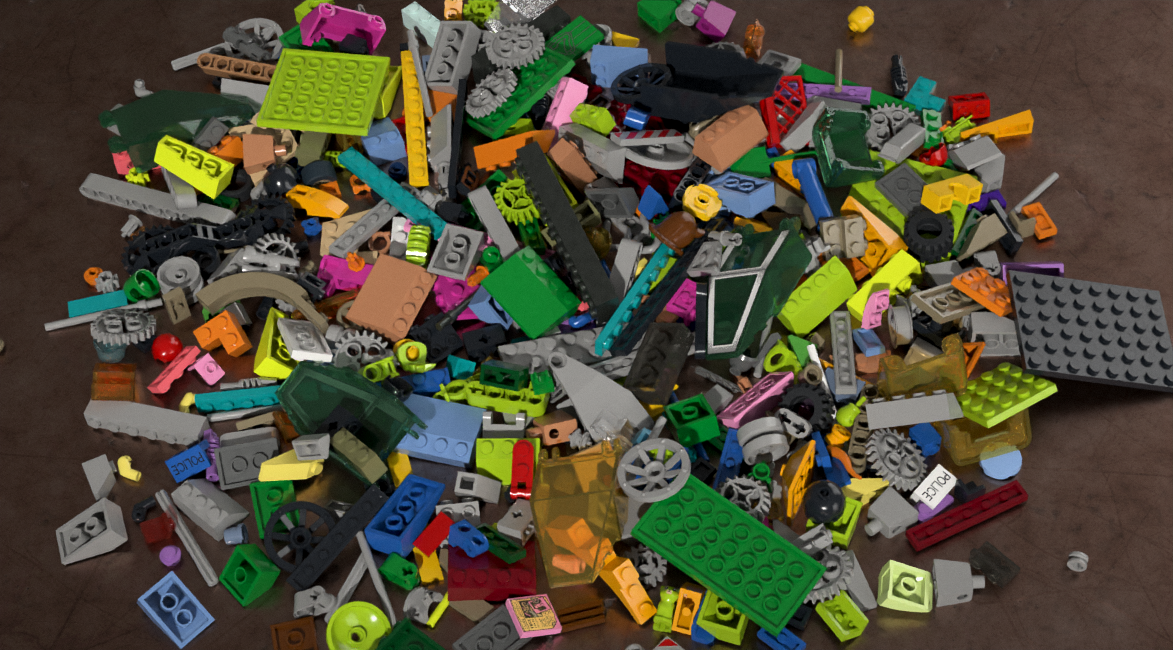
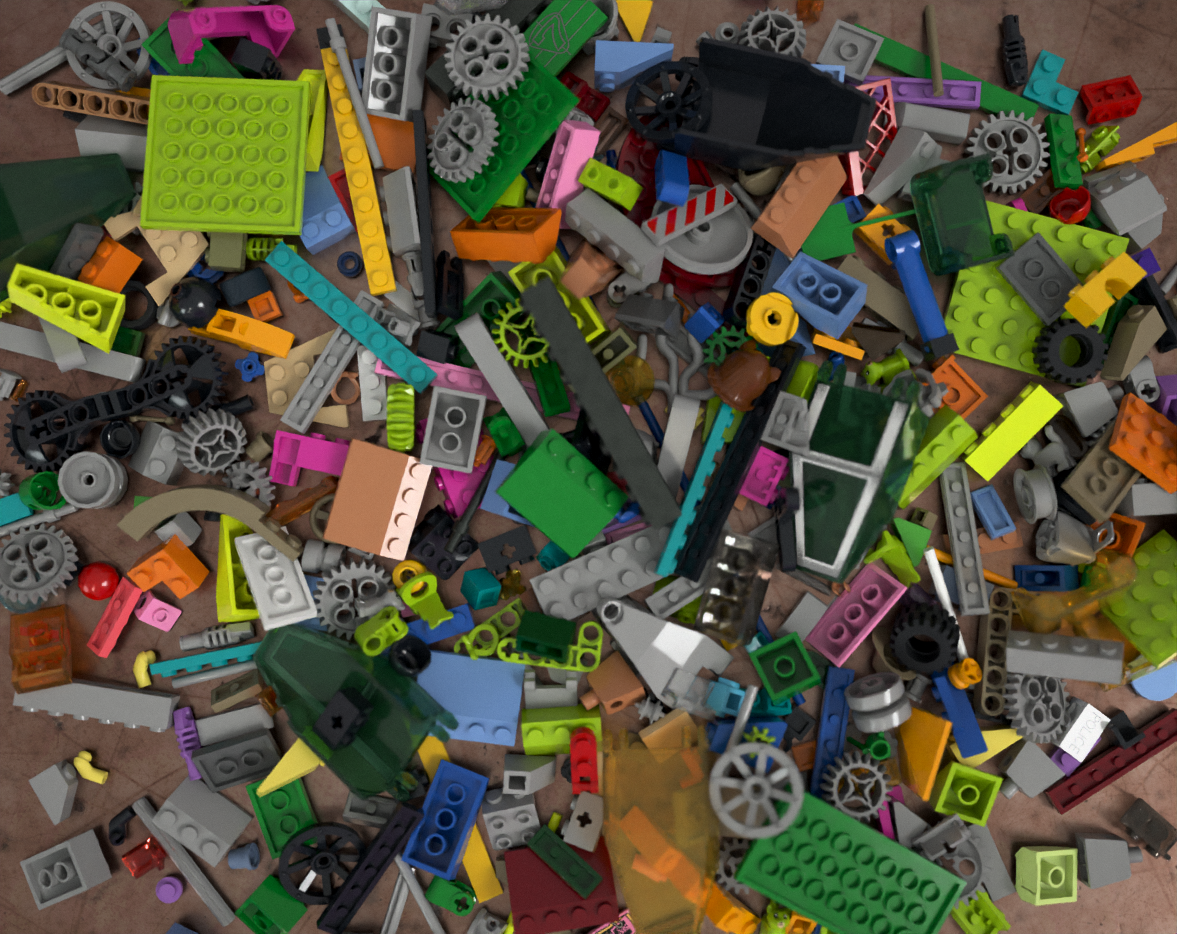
camera: 10 degrees left, 35 degrees up
(176, 305) = (95, 524): dark tan plate -> none
(189, 461) = (162, 758): blue panel -> none
(260, 152) = (157, 266): nougat torso -> none
(275, 263) = (215, 466): light grey piece -> none
(312, 446) = (316, 762): light grey slope -> none
(313, 285) = (270, 493): black bracket -> none
(355, 262) = (321, 446): orange piece -> none
(358, 455) = (376, 769): olive brick -> none
(434, 534) = (488, 852): red slope -> none
(468, 538) = (531, 864): blue leg -> none
(542, 382) = (594, 640): green tile -> none
(725, 238) = (810, 389): light grey pin -> none
(795, 419) = (912, 666): light grey beam -> none
(814, 372) = (929, 592): dark tan piece -> none
(824, 502) = (959, 787): black cylinder -> none
(844, 237) = (963, 363): dark tan plate -> none
(844, 458) = (978, 715): orange animal -> none
(846, 415) = (978, 641): lime piece -> none
(873, 310) = (1010, 472): bright pink slope -> none
(881, 239) = (1000, 360): light orange wedge -> none
(903, 143) = (1033, 196): light grey piece -> none

